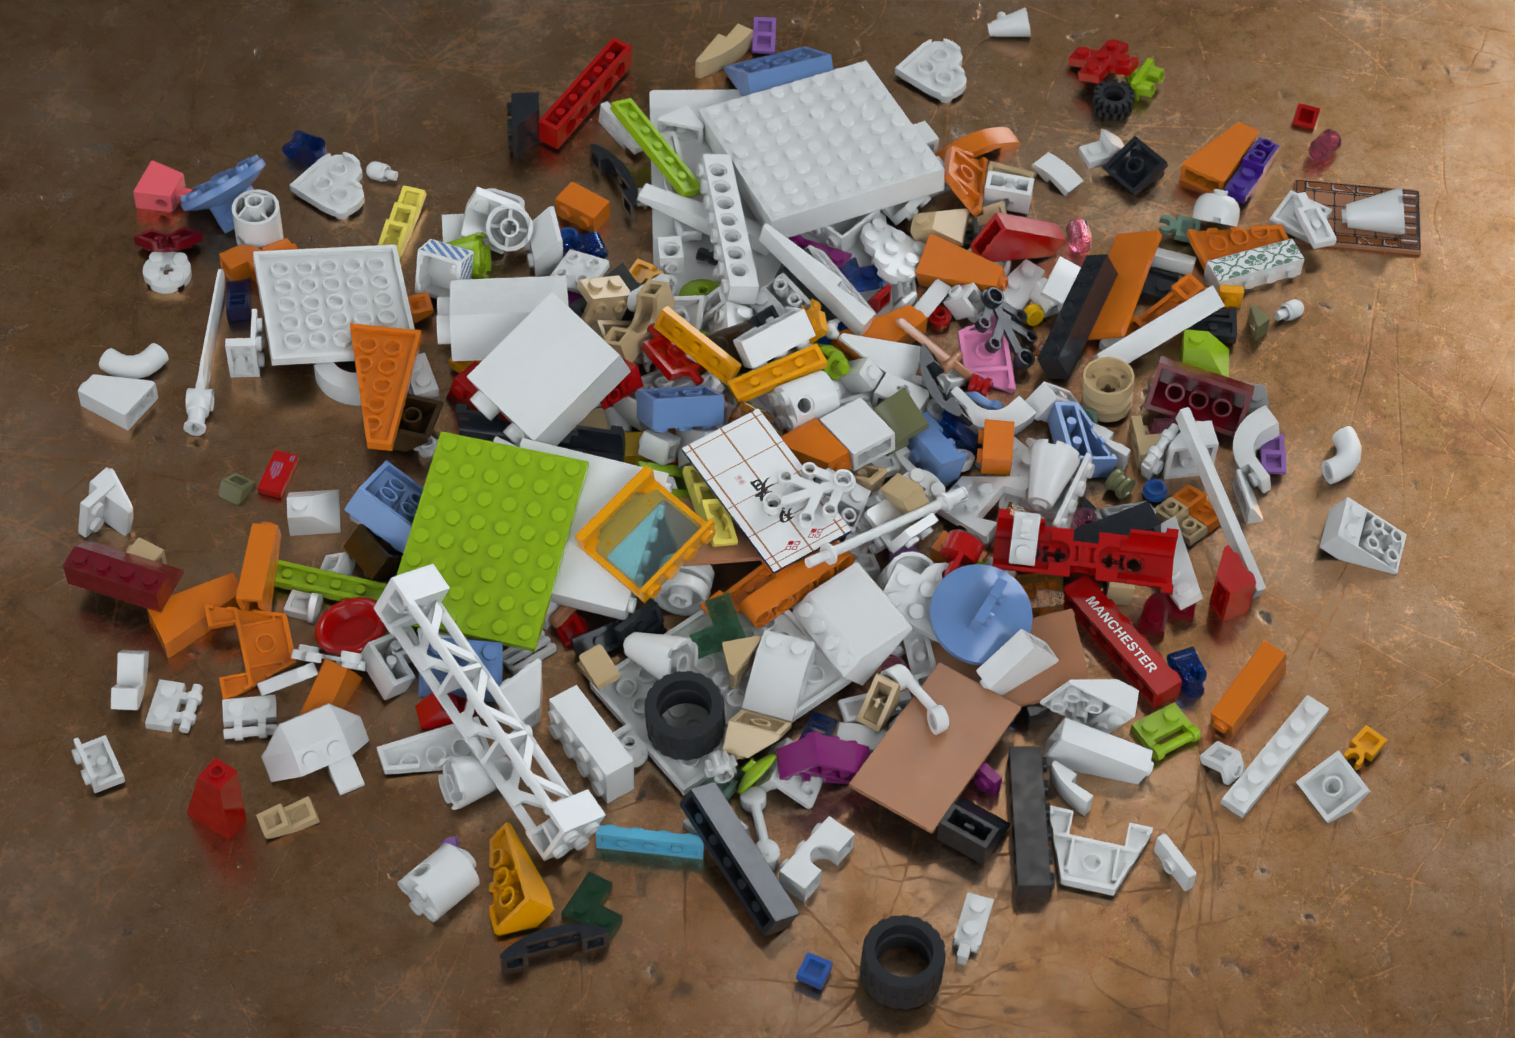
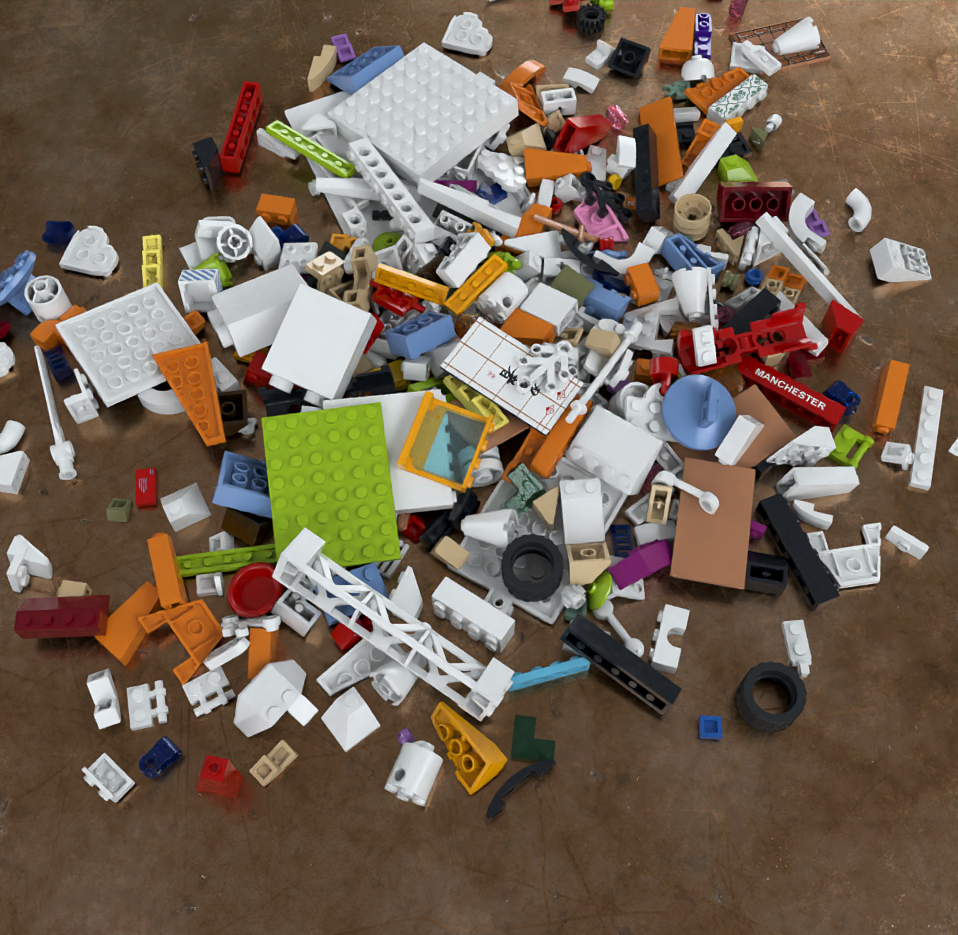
camera: 20 degrees left, 10 degrees up
(164, 762) = (161, 756): none -> clear blue piece
(380, 172) = (121, 231): white cylinder -> none
(395, 804) = (350, 719): none -> white slope
(605, 163) = (279, 171): black slope -> none
(880, 298) = (510, 204): red slope -> none

